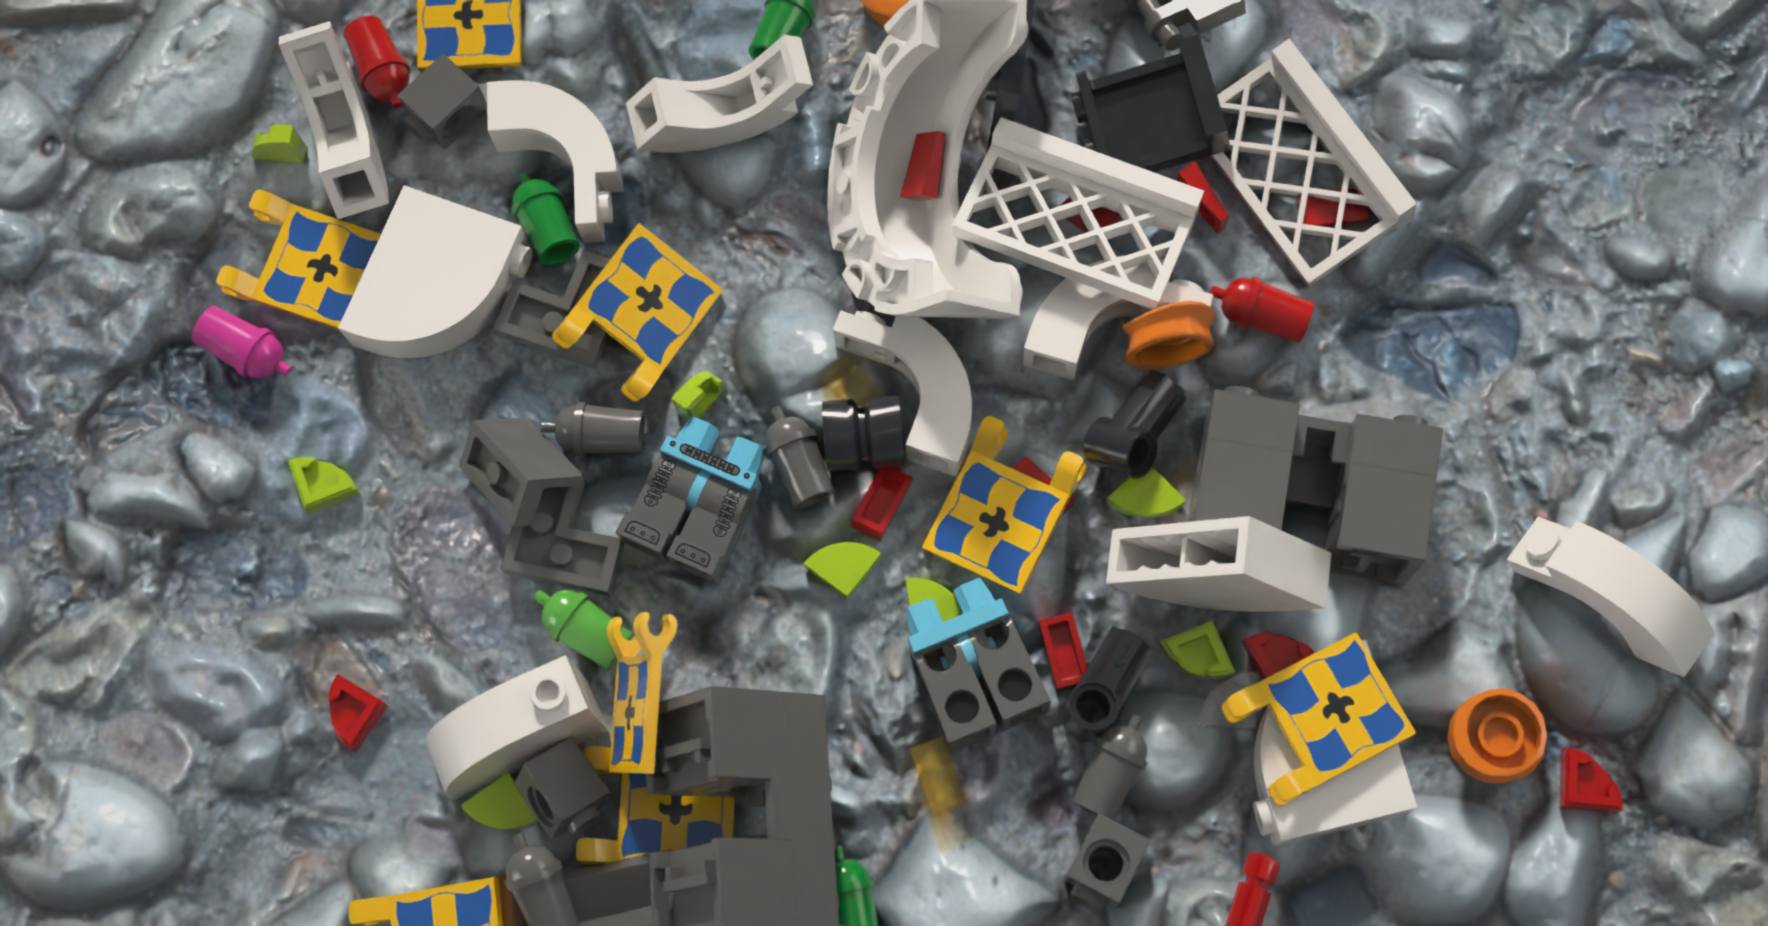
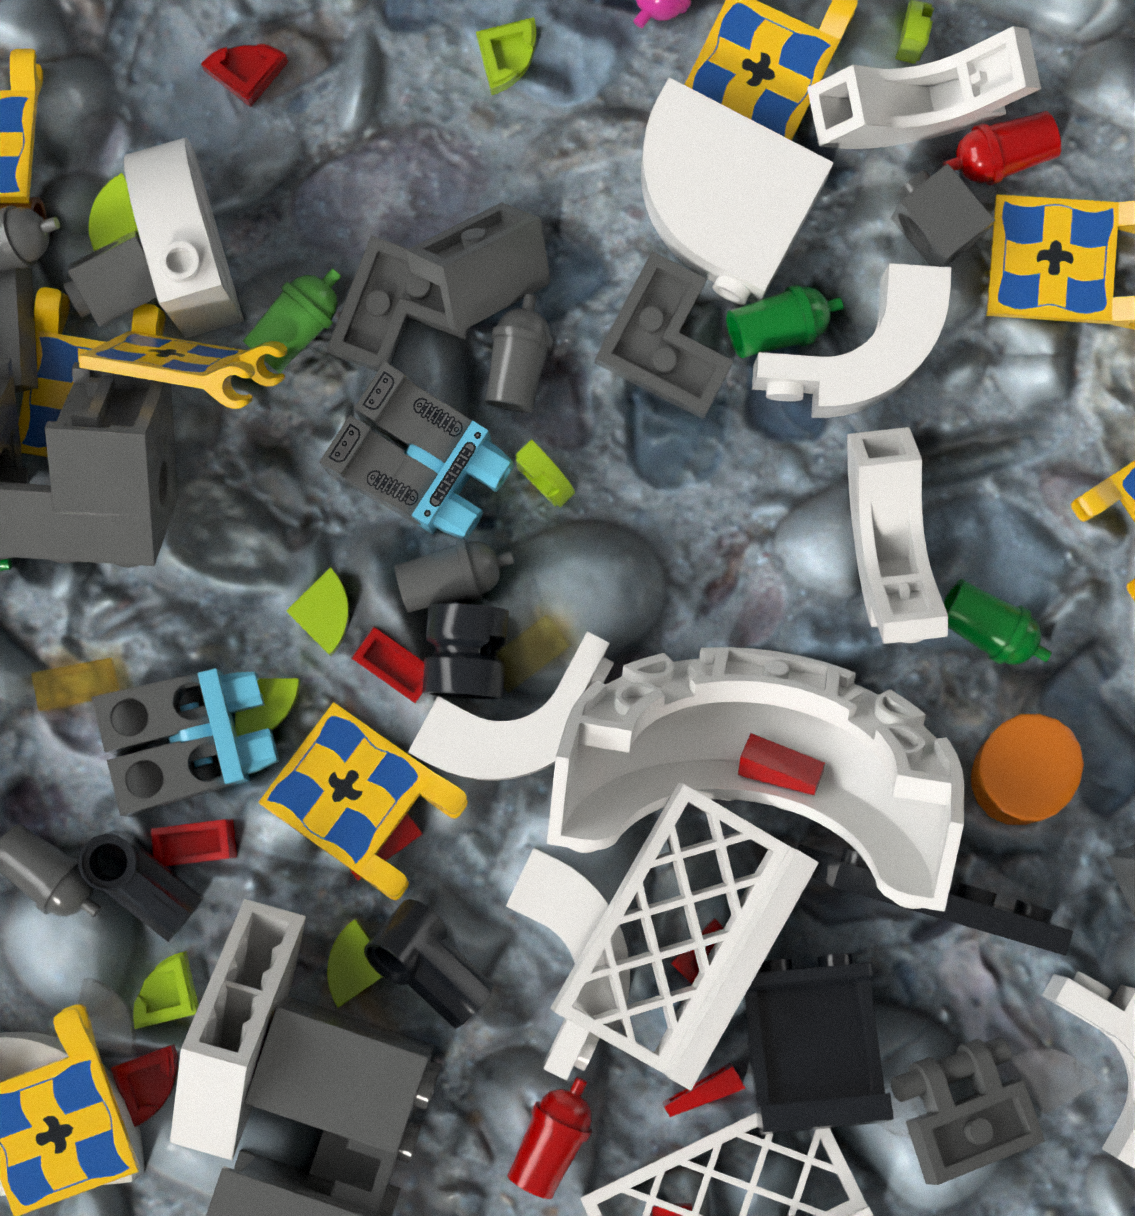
camera: 90 degrees right, 10 degrees up
(646, 303) = (661, 423): yellow flag -> none
(1169, 336) = (528, 1019): orange piece -> none

